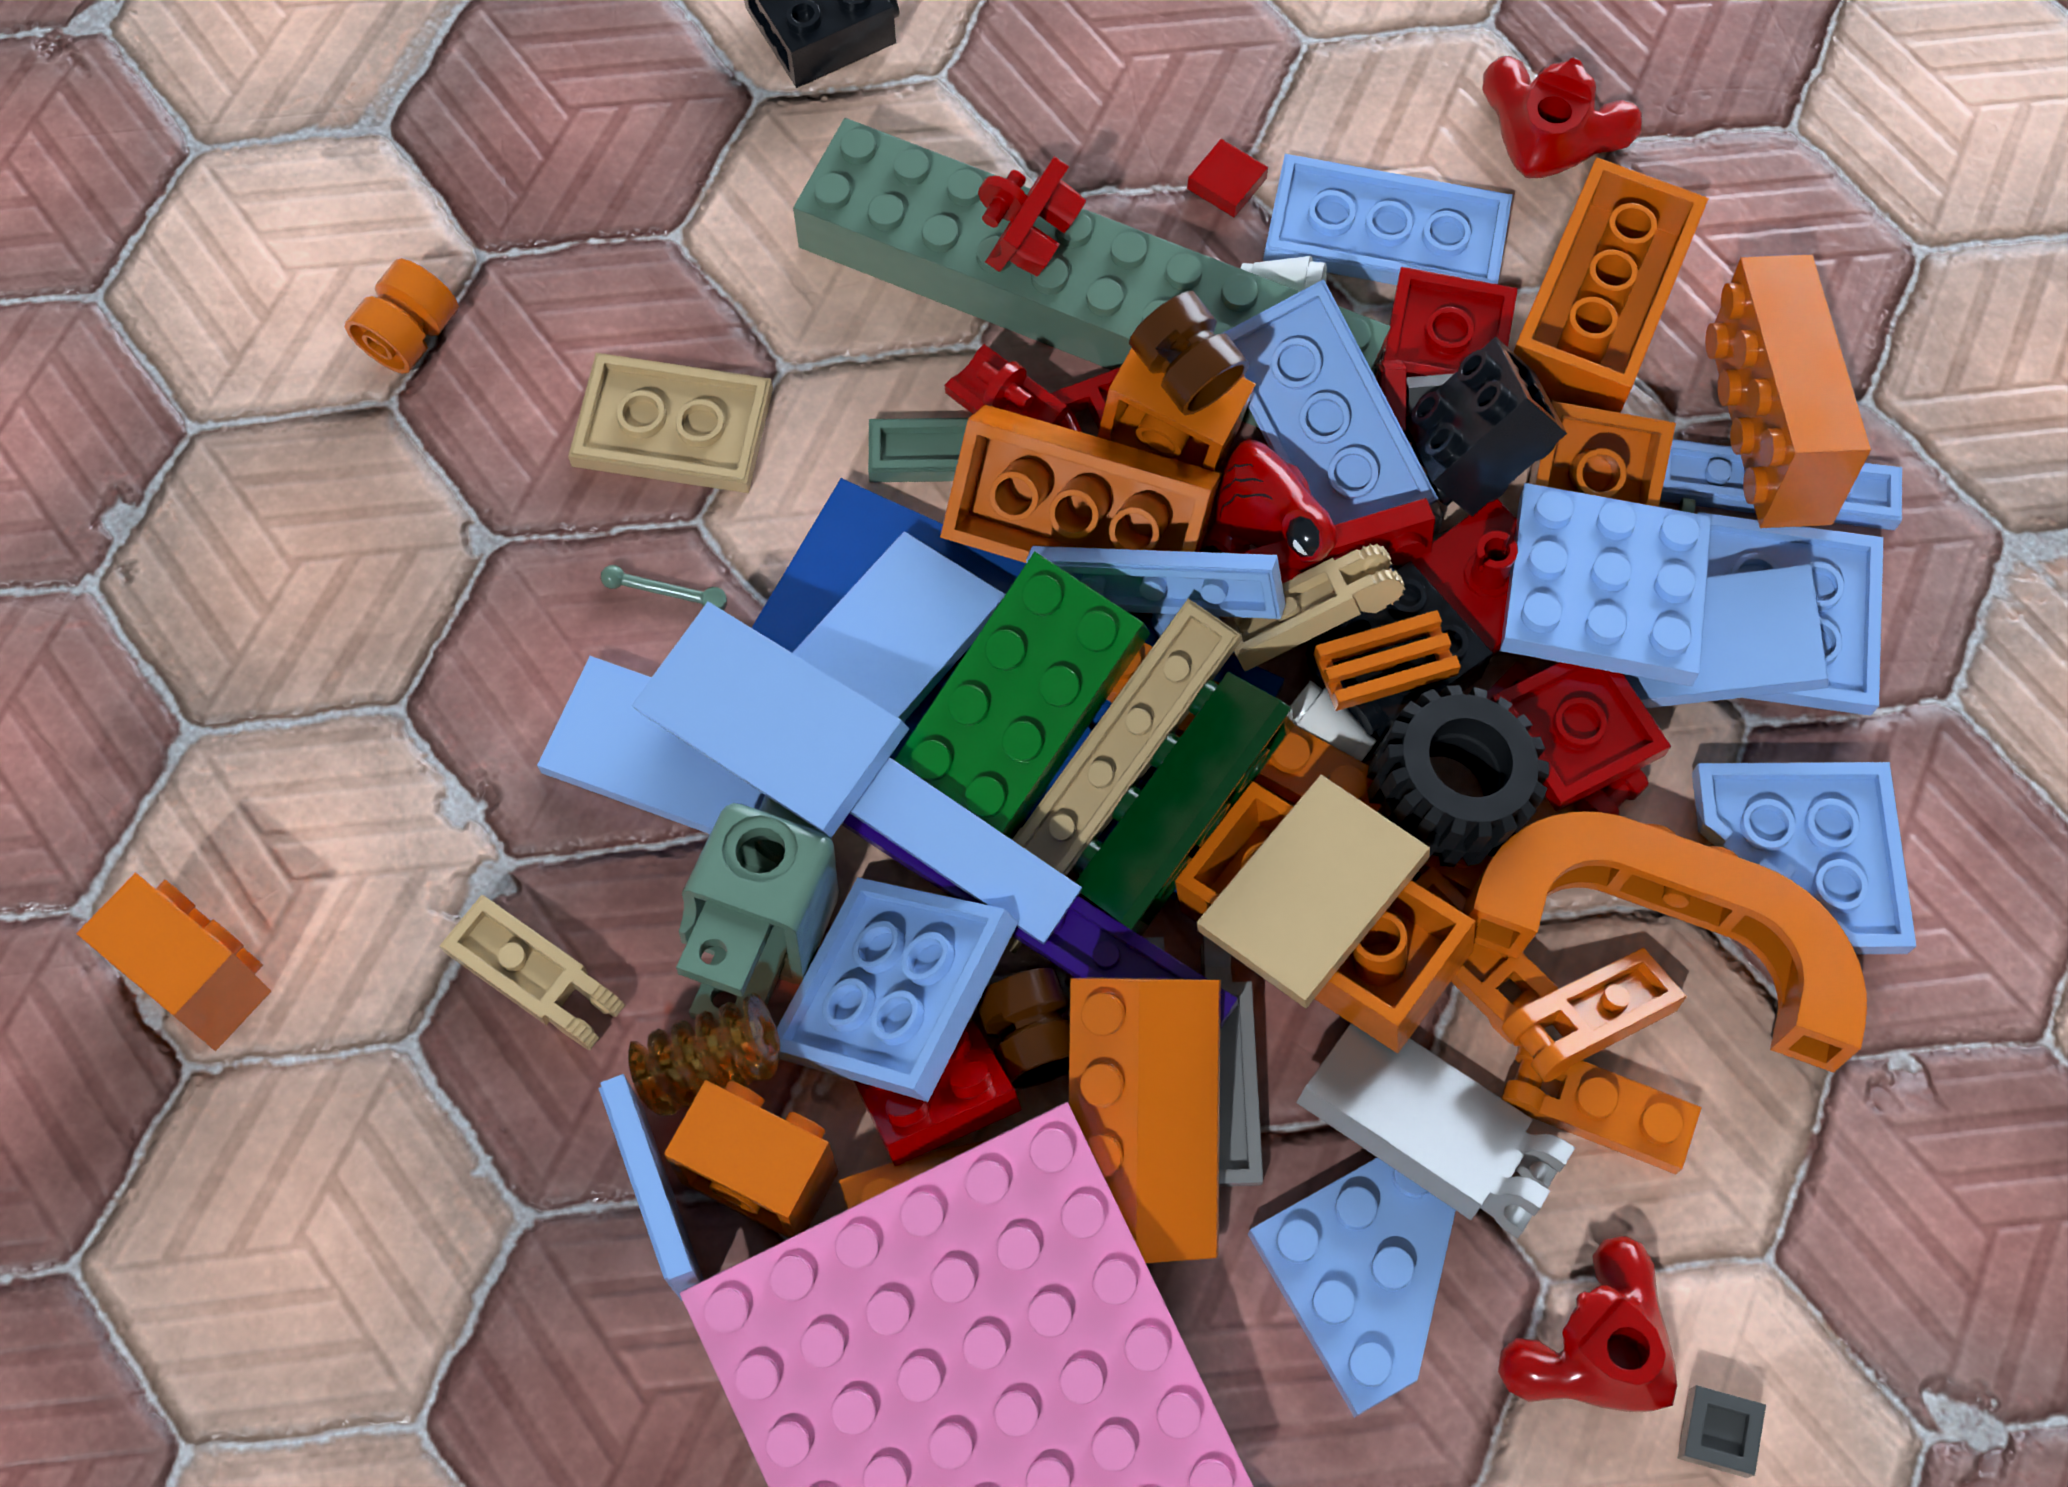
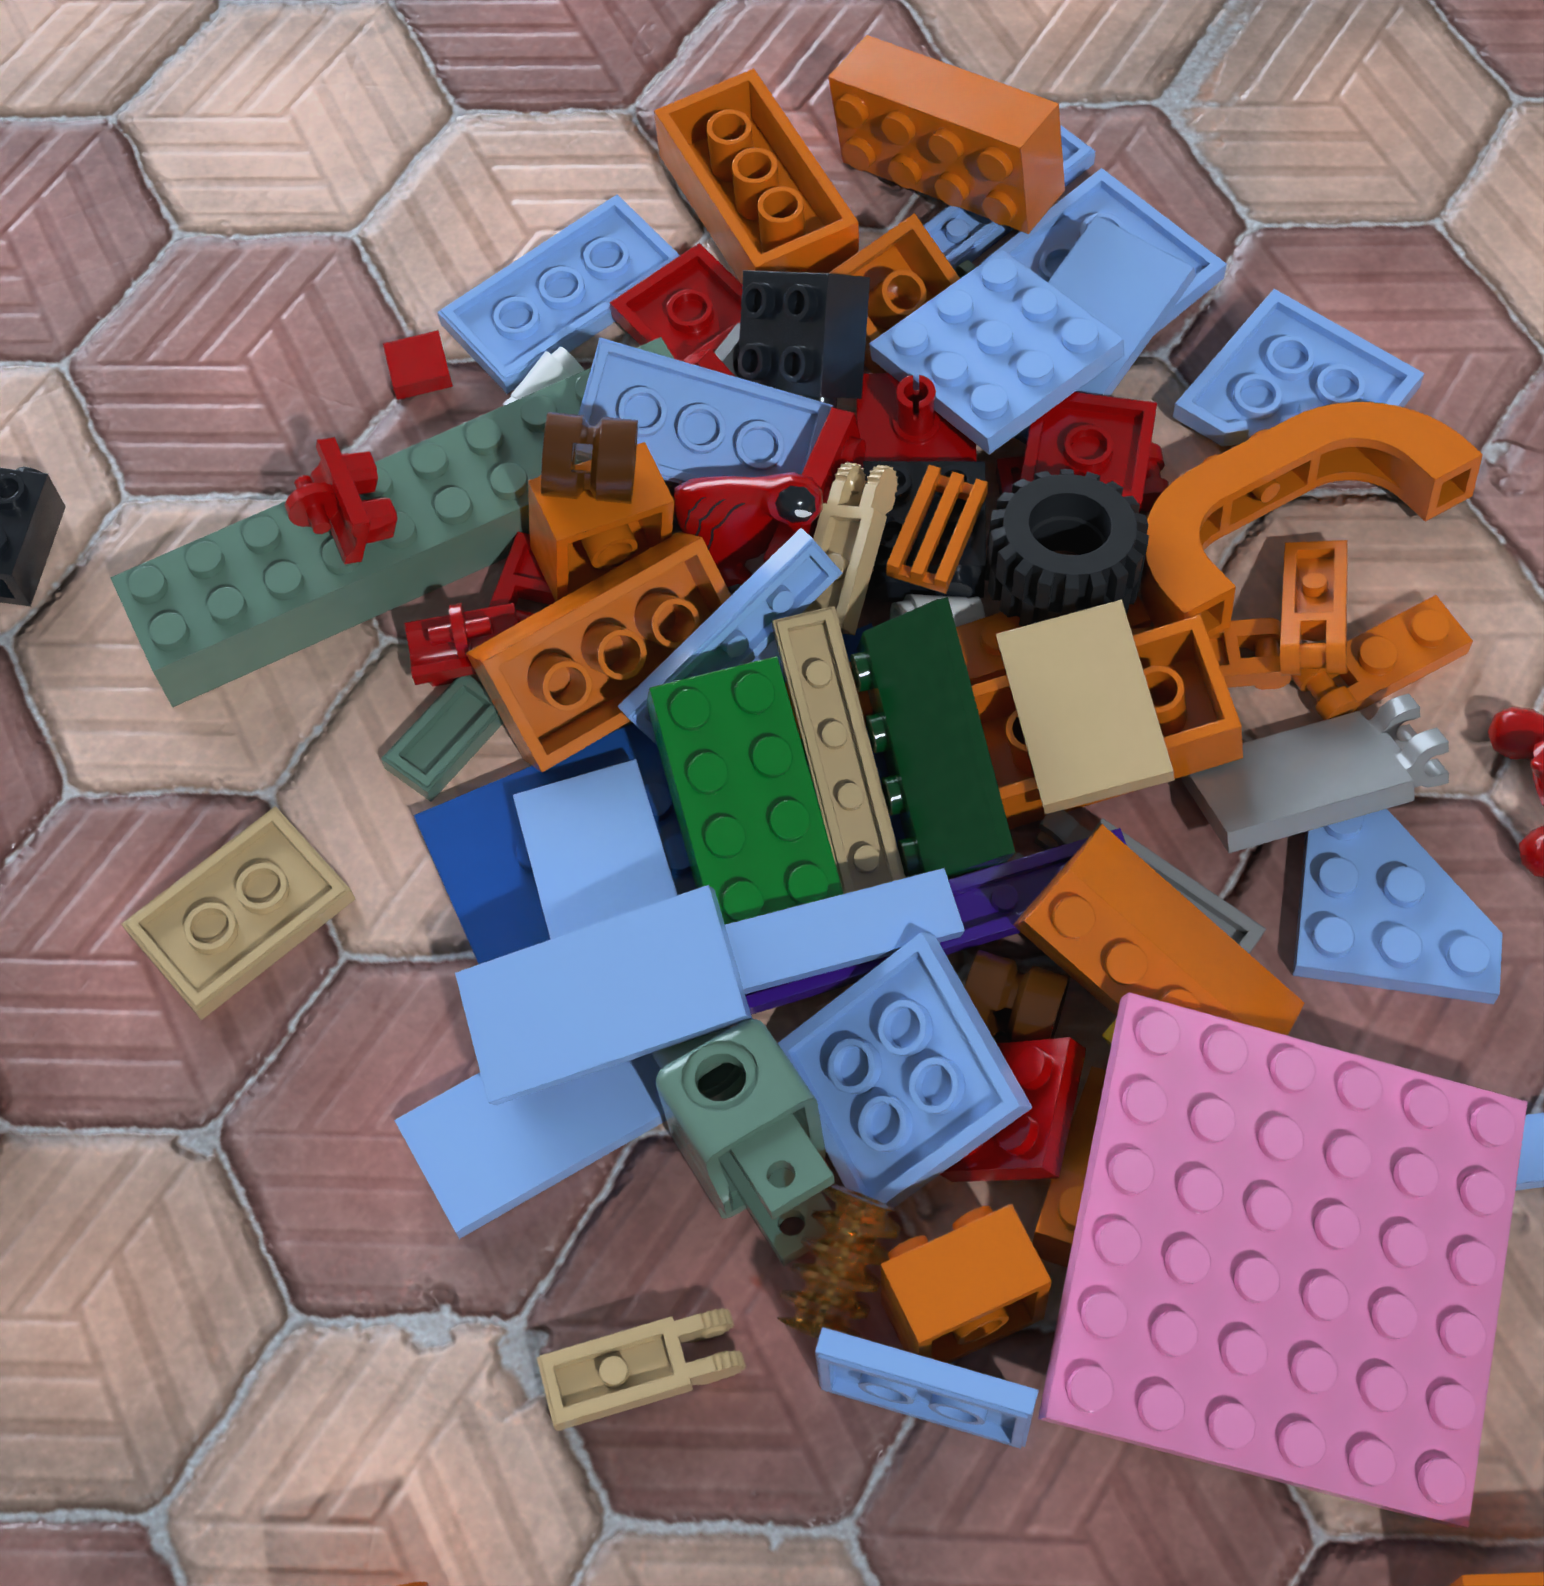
camera: 45 degrees left, 5 degrees down
(614, 577) = (427, 992): sand green hinge -> none
(1553, 119) = (585, 122): red head -> none

